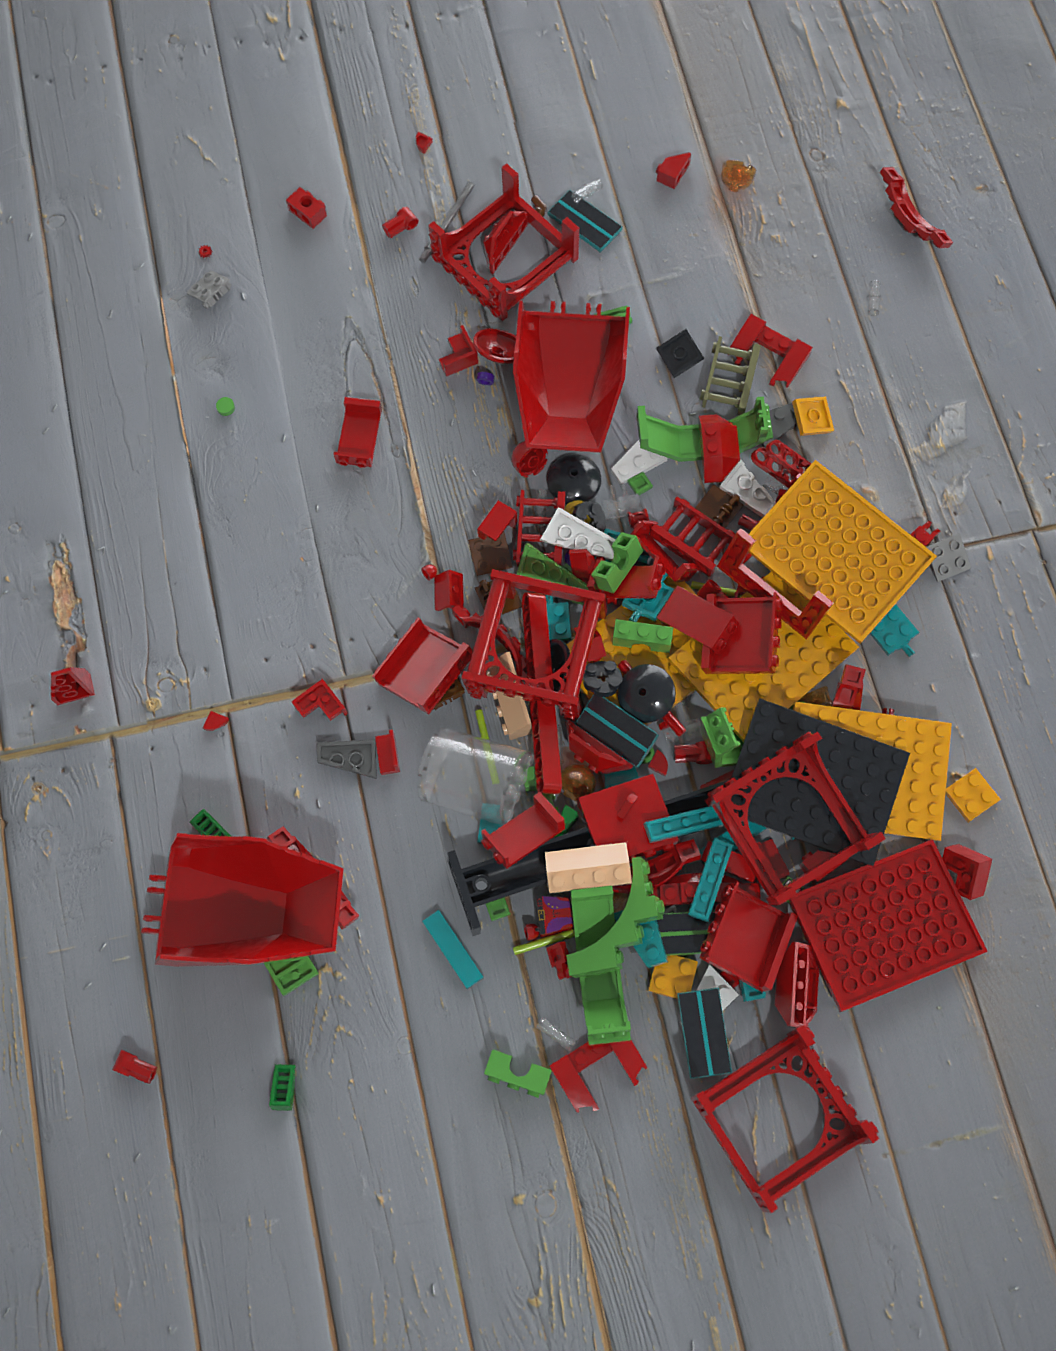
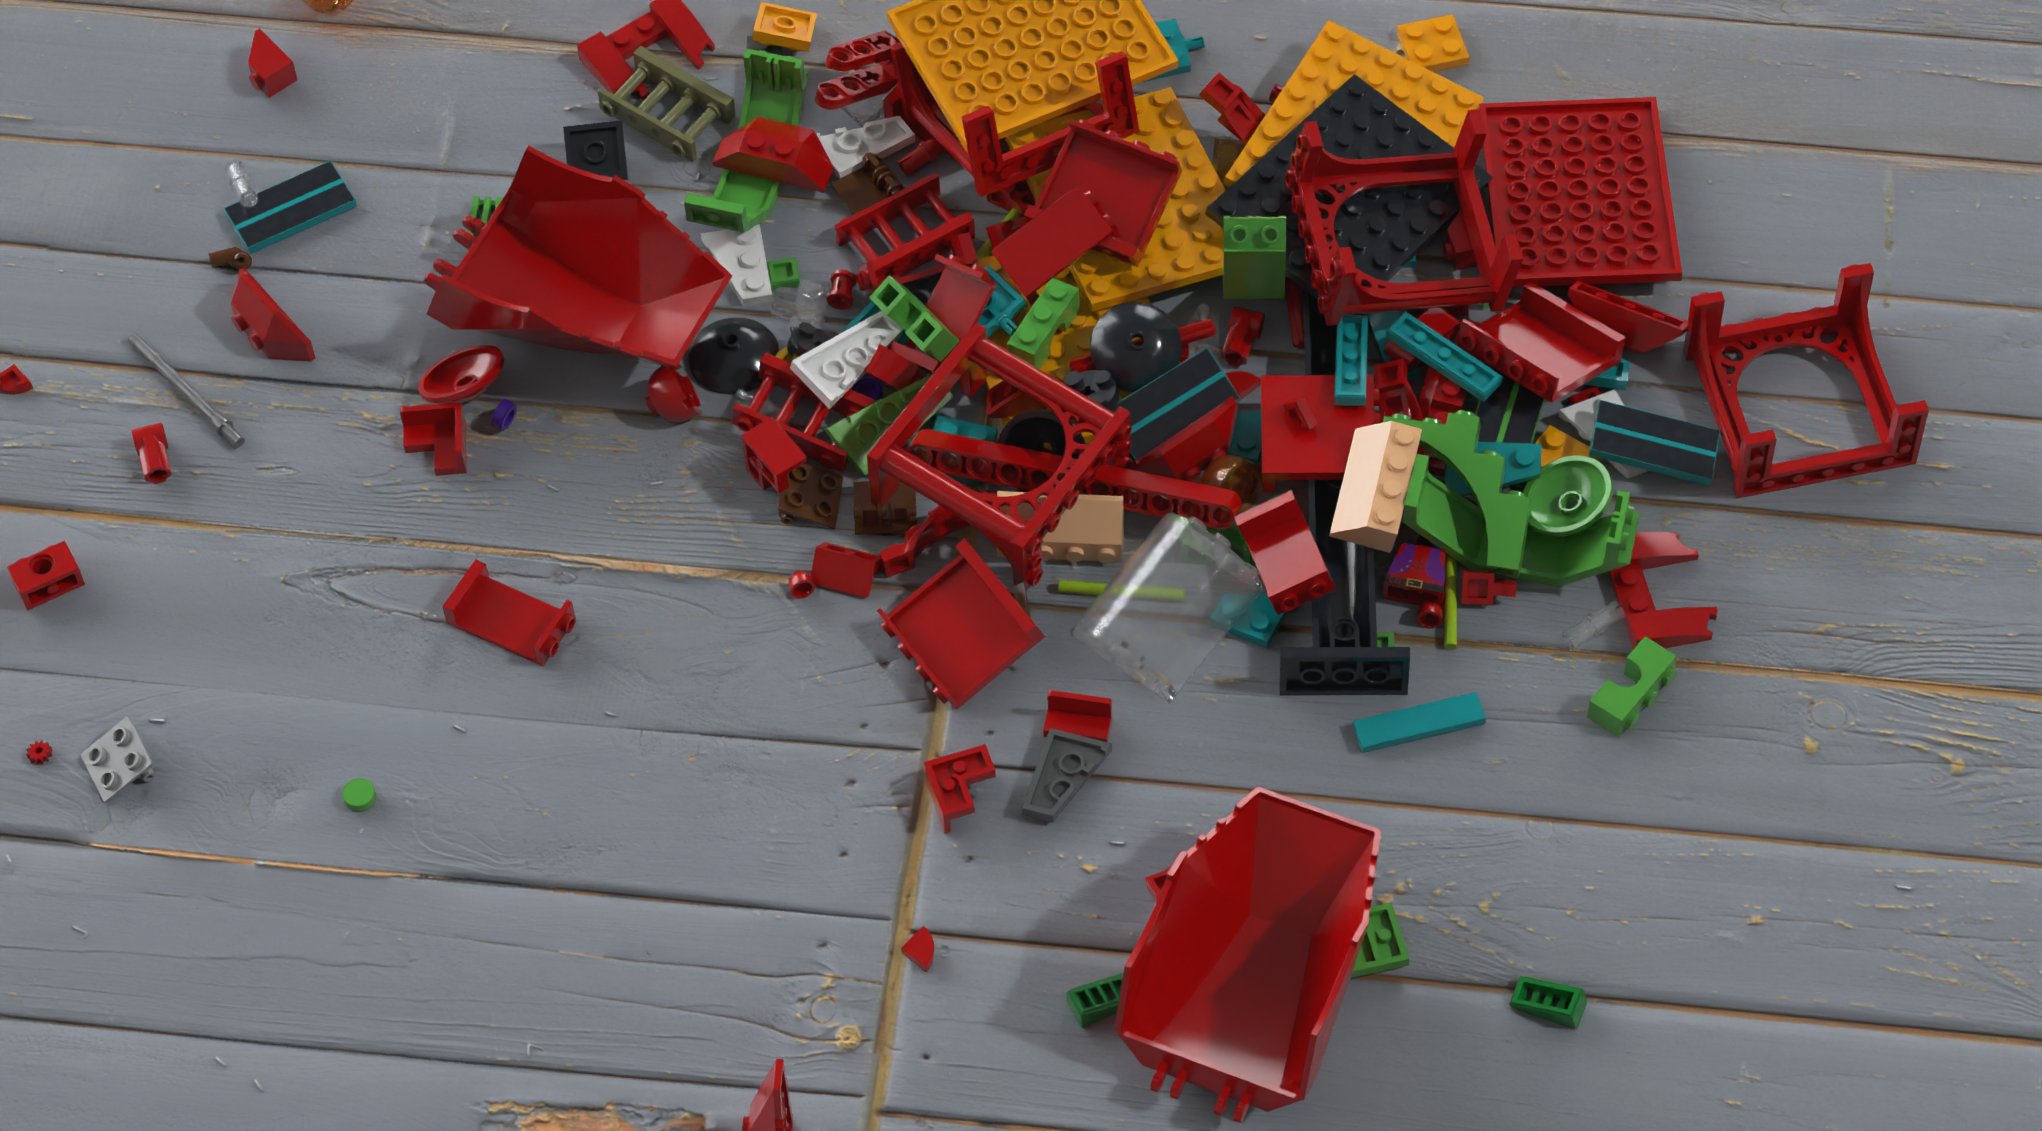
camera: 70 degrees left, 15 degrees down
(497, 299) = (300, 390): red arch -> none
(634, 980) = (1569, 495): none -> bright green dish
(971, 870) = (1535, 73): red panel -> none

